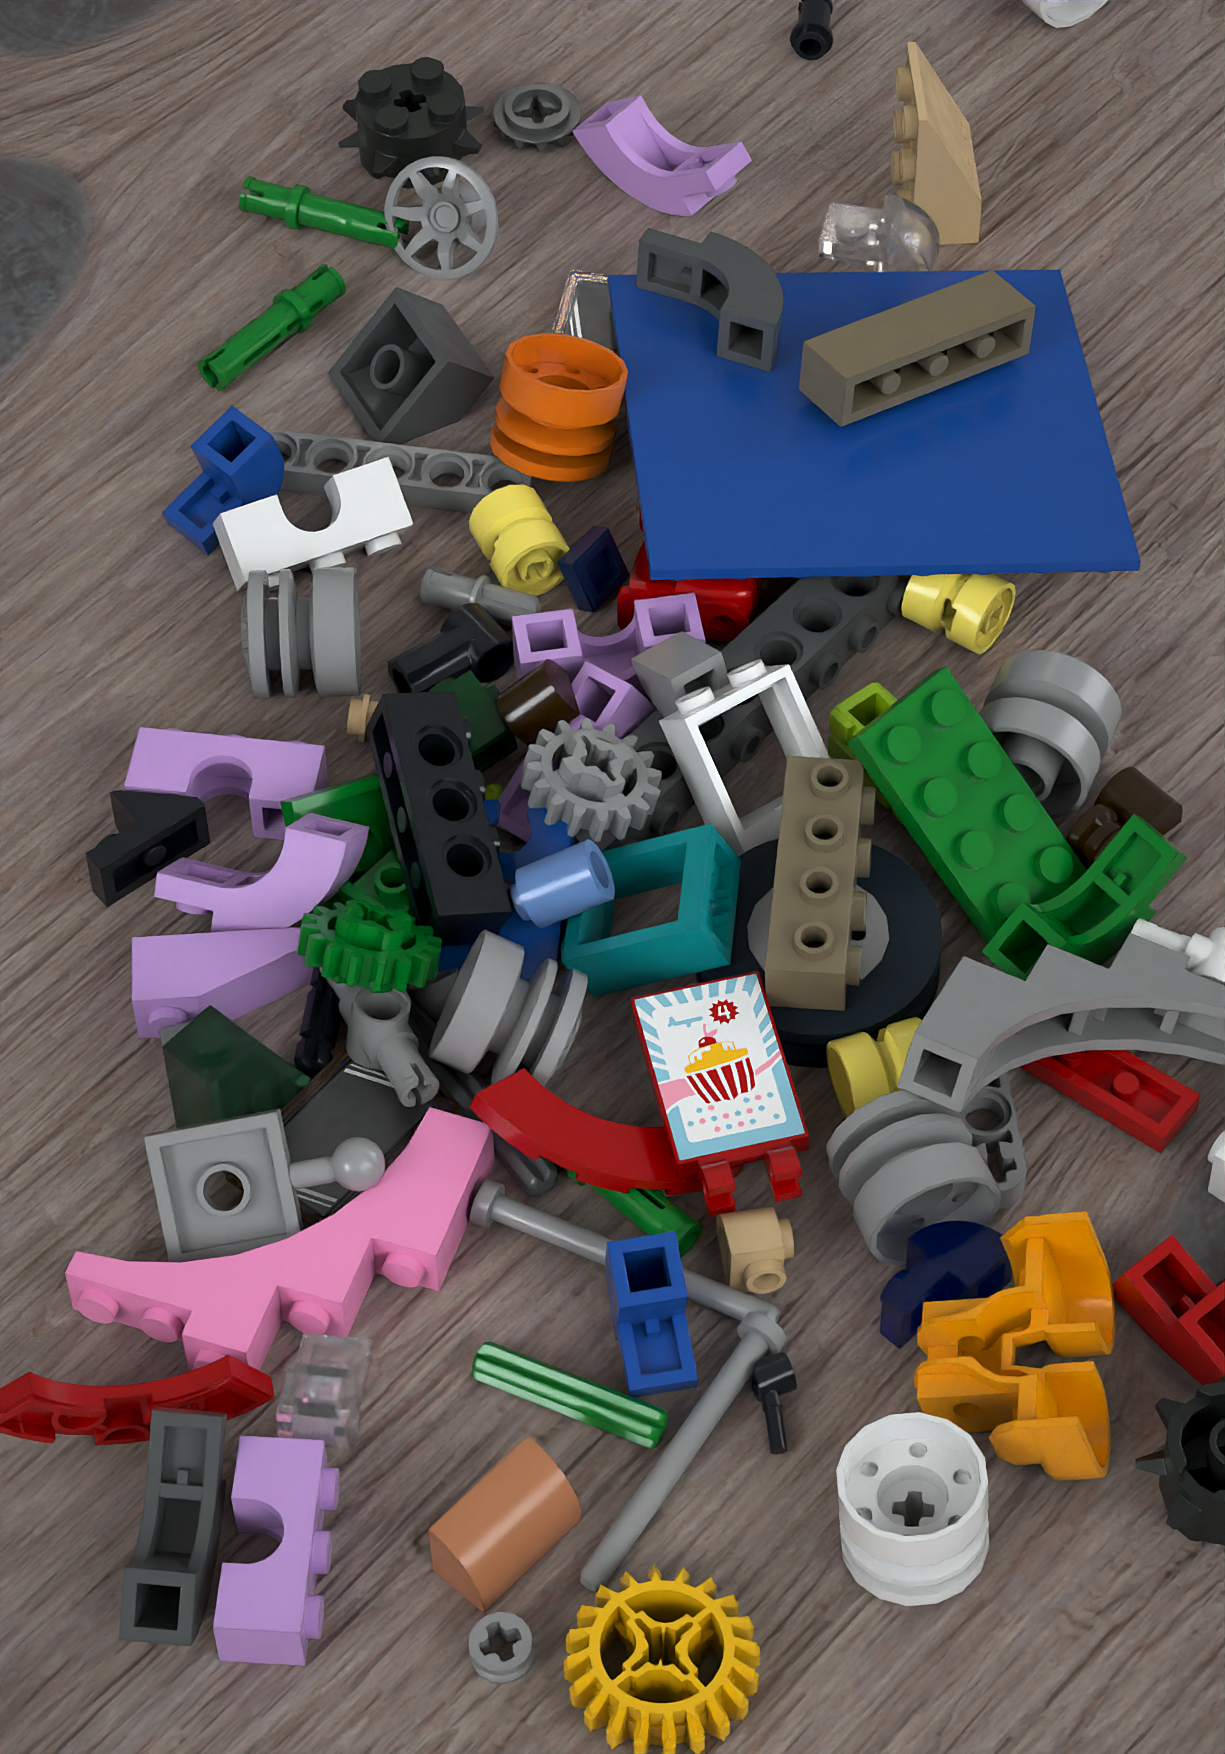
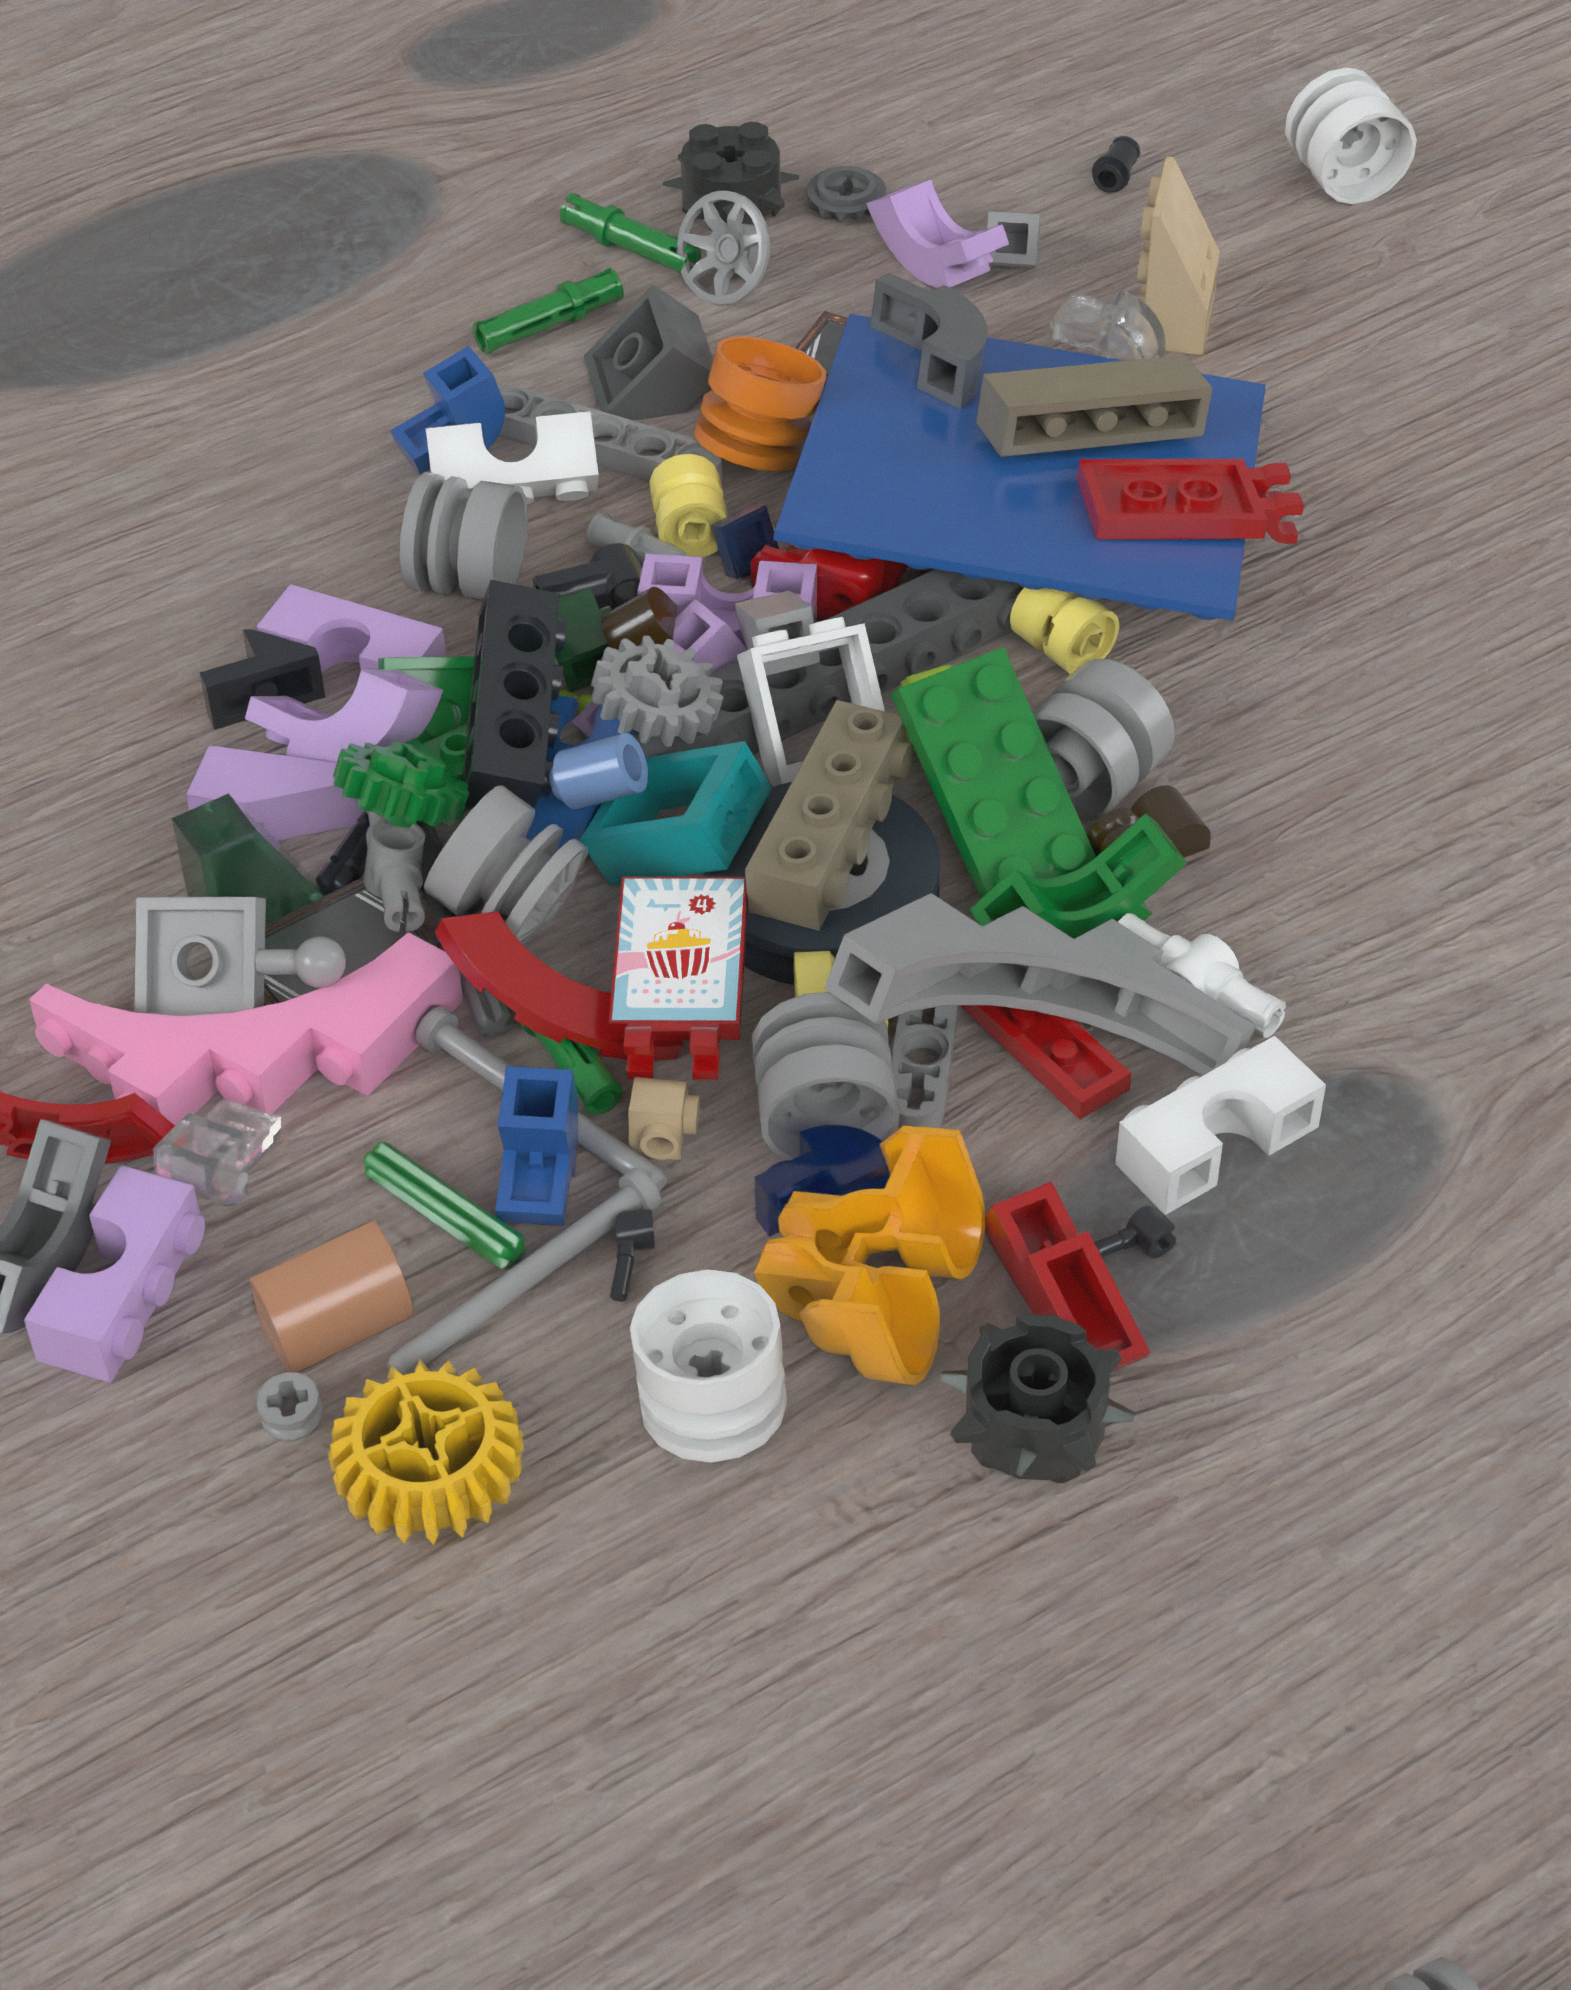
camera: 15 degrees right, 5 degrees down
(754, 135) = (1023, 239): none -> light grey brick
(1044, 437) = (1187, 499): none -> red tile

